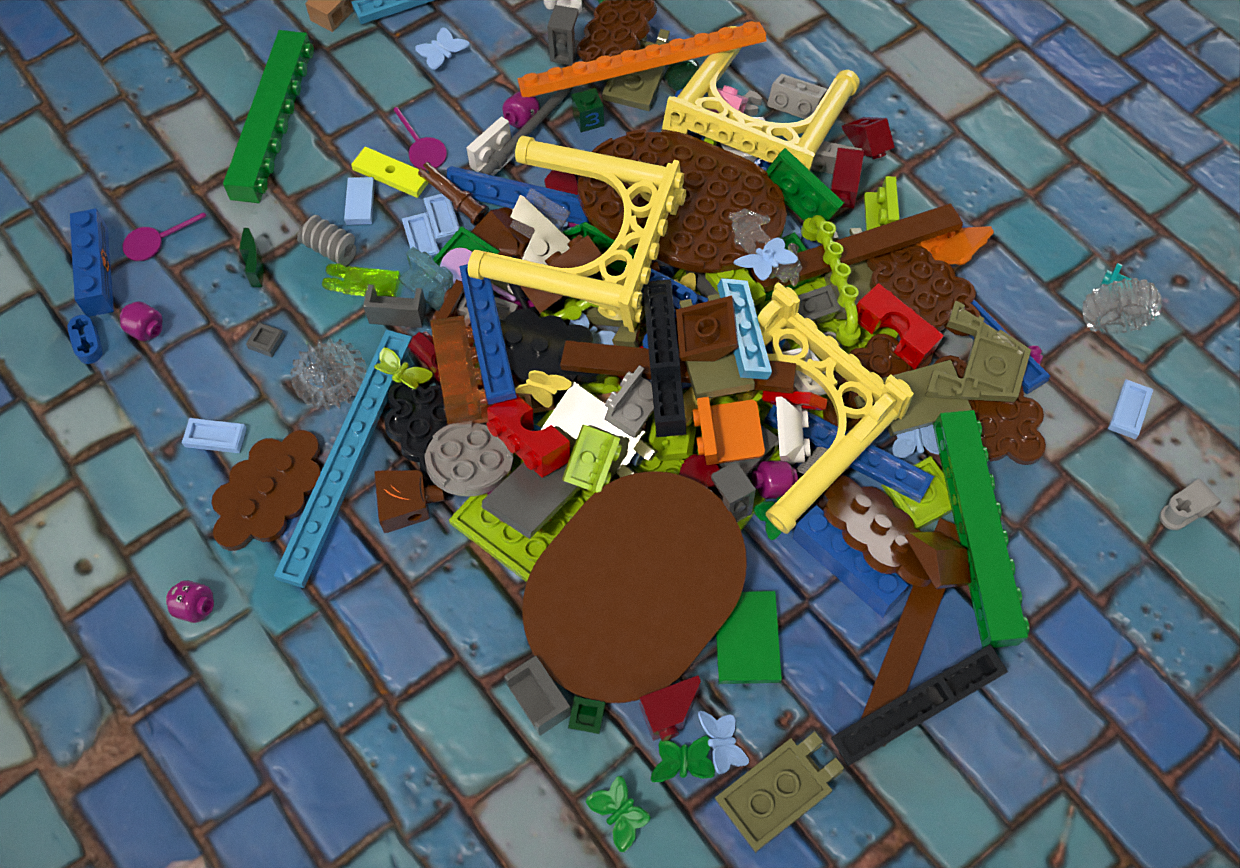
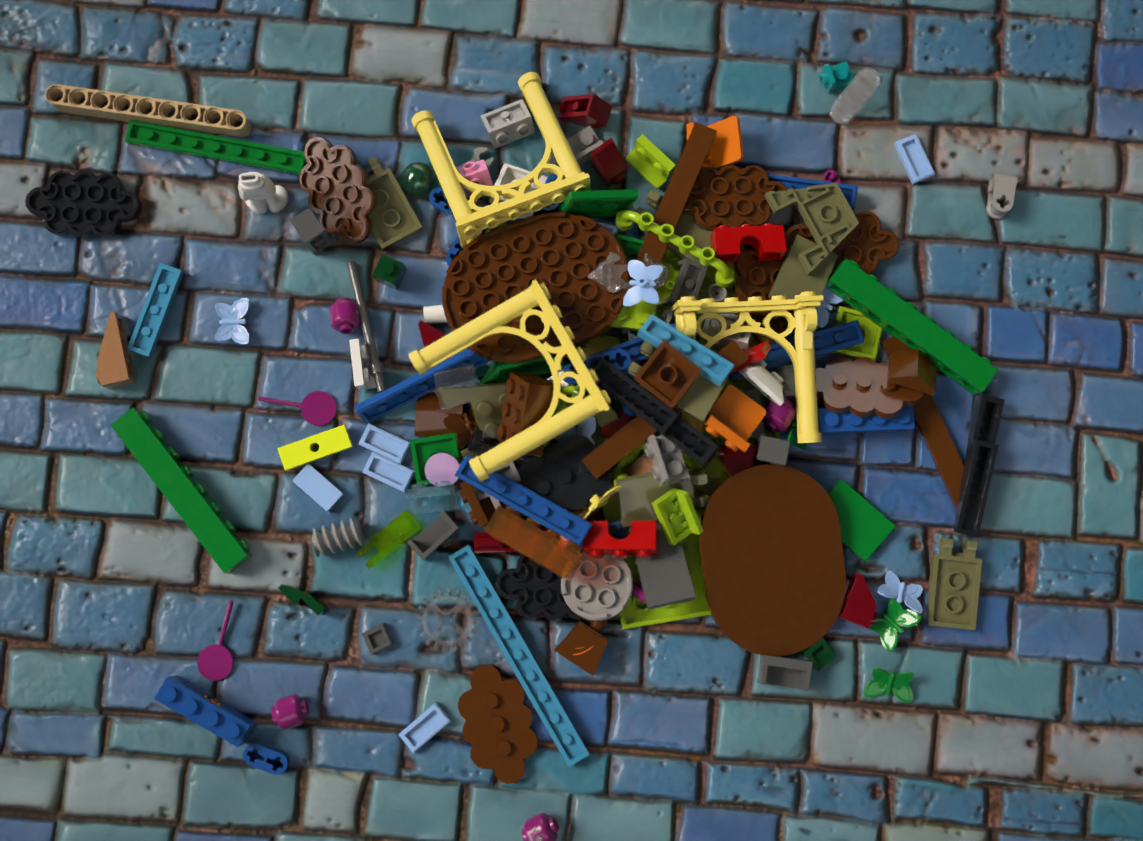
camera: 50 degrees left, 20 degrees up
(391, 365) = (489, 577): lime piece -> none
(462, 200) = (387, 421): reddish brown pin -> none
(643, 59) = (390, 203): orange plate -> none

